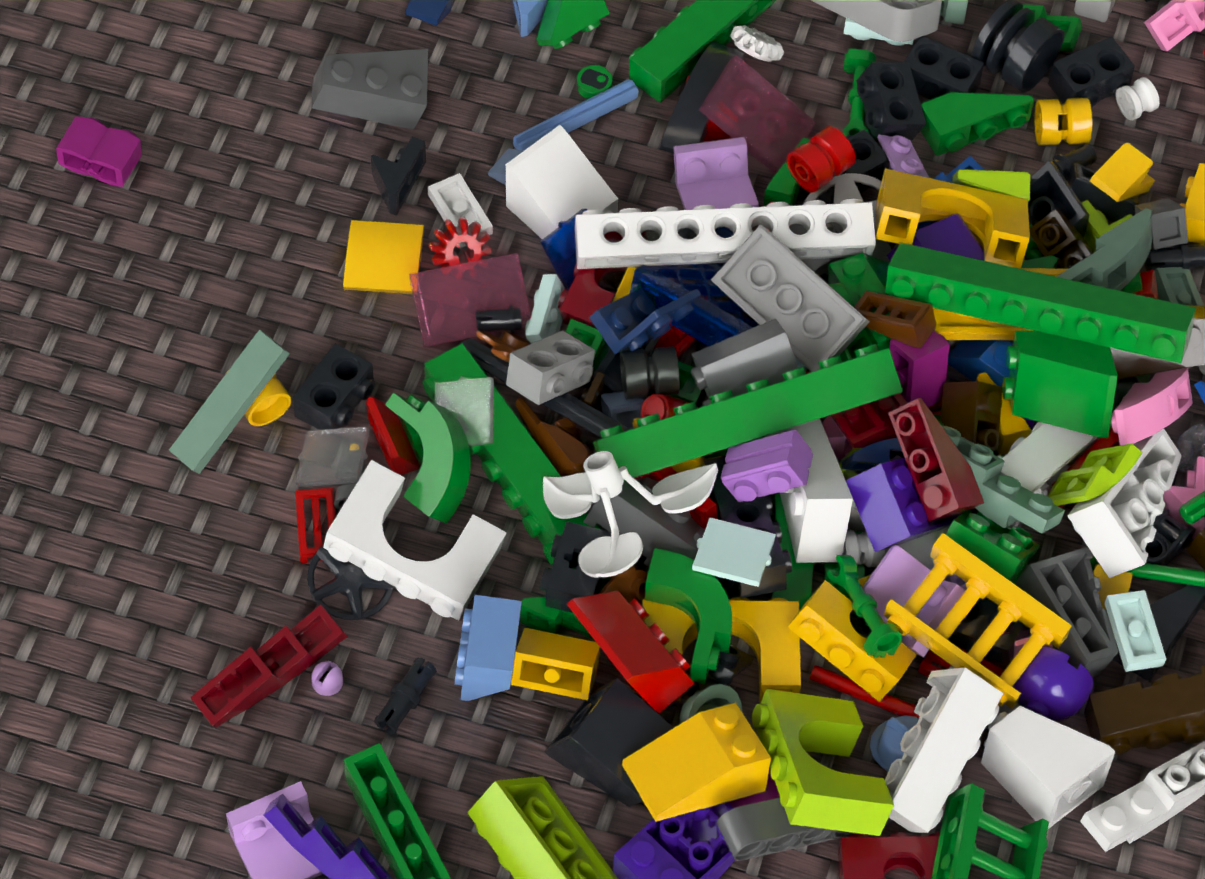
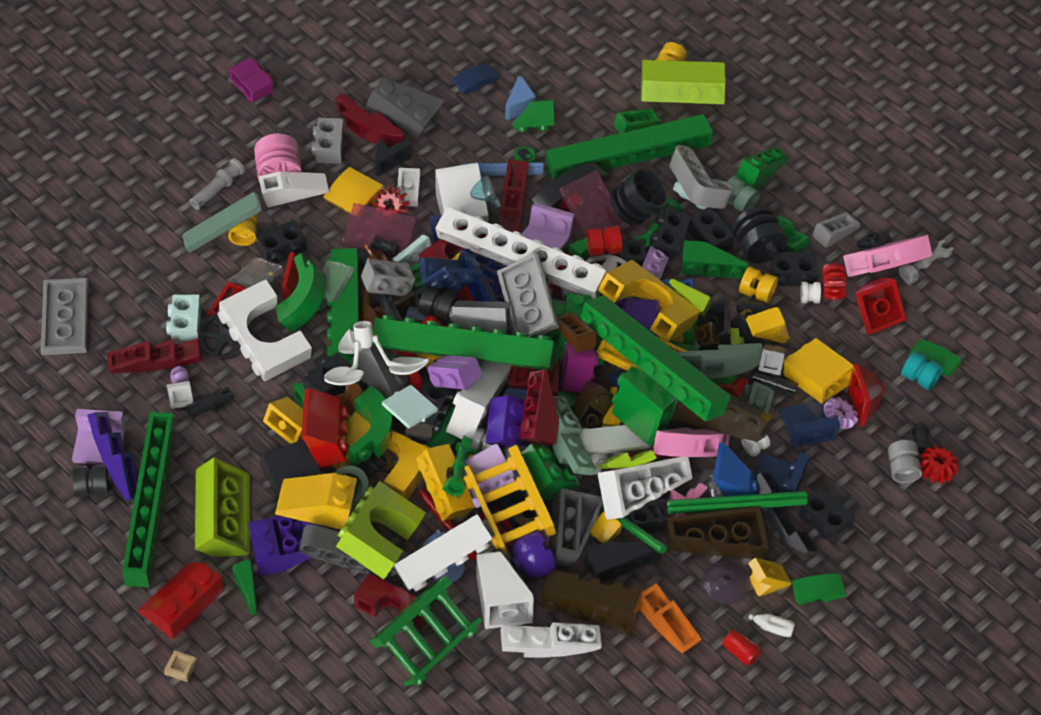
camera: 30 degrees right, 5 degrees down
(77, 673) = (64, 316): none -> light grey tile
(169, 329) = (223, 178): none -> light grey pin
(243, 263) = (277, 154): none -> bright pink wheel
(280, 581) = (185, 318): none -> light aqua brick
(291, 292) = (291, 186): none -> white slope
(294, 190) = (329, 140): none -> light grey brick
(342, 142) = (368, 126): none -> dark red slope
(354, 707) = (179, 394): none -> white tile
(487, 647) = (254, 397): medium blue slope -> none
(597, 164) = (484, 191): none -> clear light blue tile
(625, 151) = (513, 195): none -> dark red slope
(757, 43) = (619, 171): white gear -> none
(816, 68) = (638, 197): none -> black wheel
(1135, 630) = (595, 549): light aqua plate -> none
(1163, 66) = (834, 281): none -> red gear

